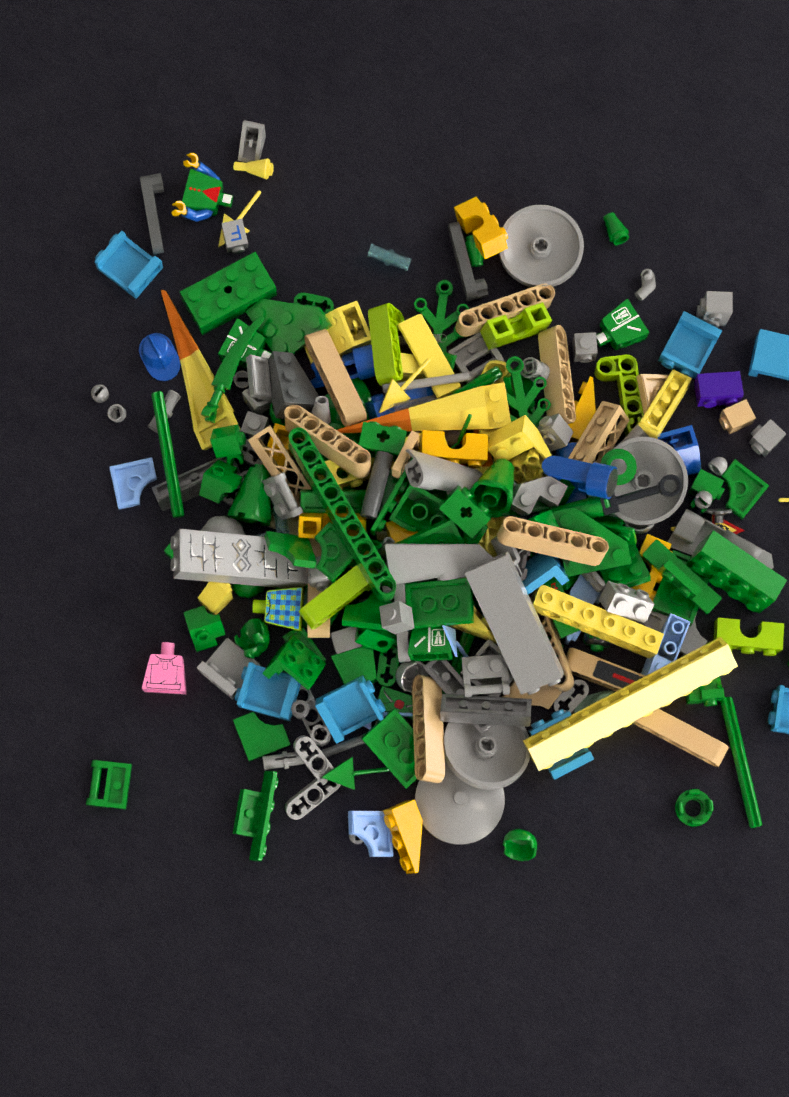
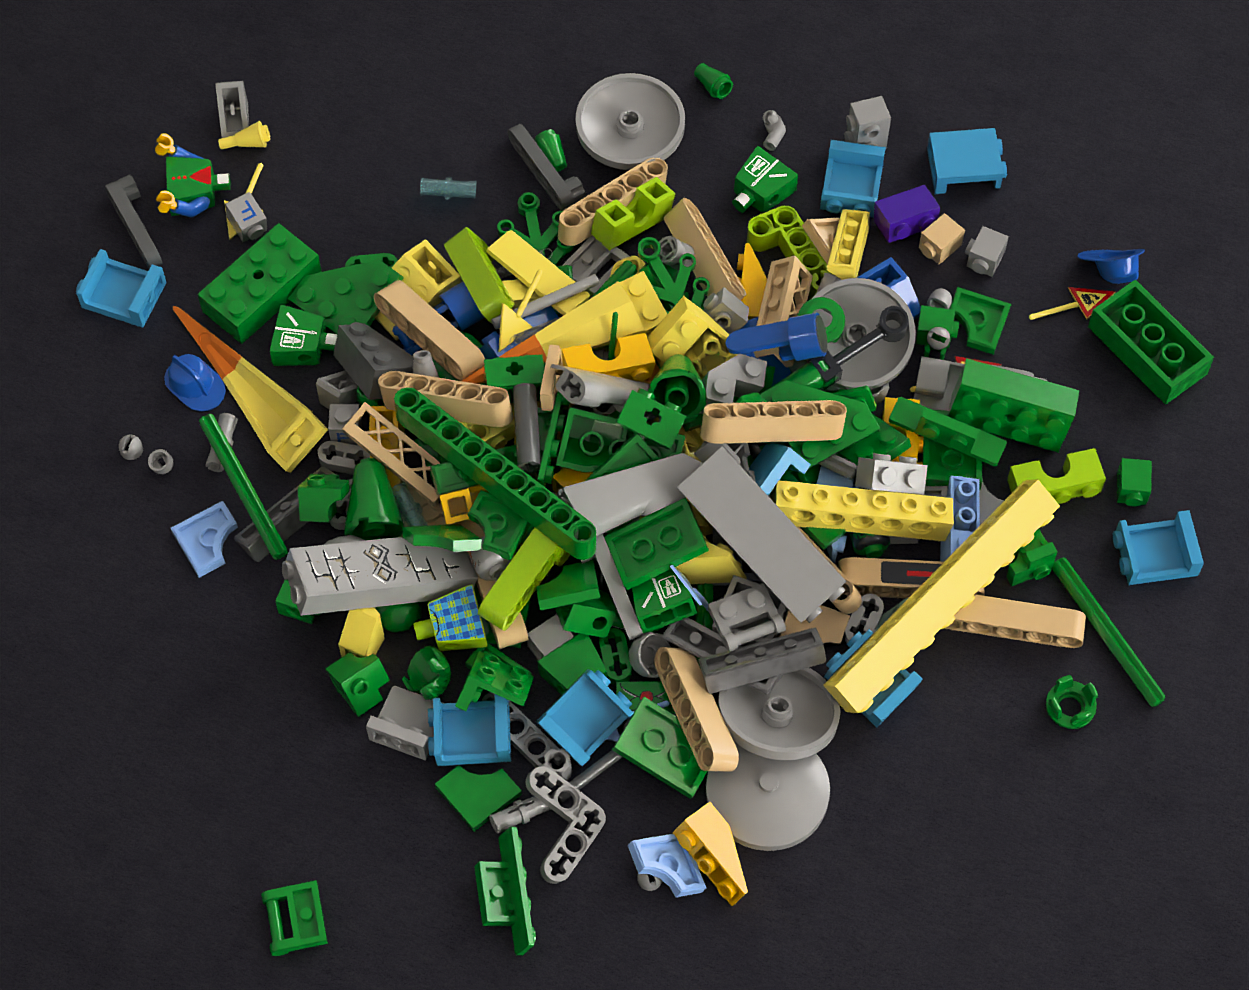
camera: 15 degrees left, 15 degrees down
(165, 672) = (325, 752): bright pink torso -> none
(227, 369) = (288, 366): green sword -> none
(228, 443) = (319, 445): green brick -> none
(241, 374) = (307, 371): light grey hinge -> none
(259, 377) = (331, 361): light grey tile -> none
(281, 496) = (409, 482): light grey plate -> none
(302, 704) = (520, 737): flat silver pin -> none
(344, 773) = (606, 803): green piece -> none
(396, 617) = (608, 574): light grey brick -> none
(486, 232) = (562, 121): yellow arch -> none
(520, 845) = (868, 818): green hair -> none
(584, 347) = (725, 215): light grey brick -> none
(718, 514) = (962, 351): flat silver plant -> none

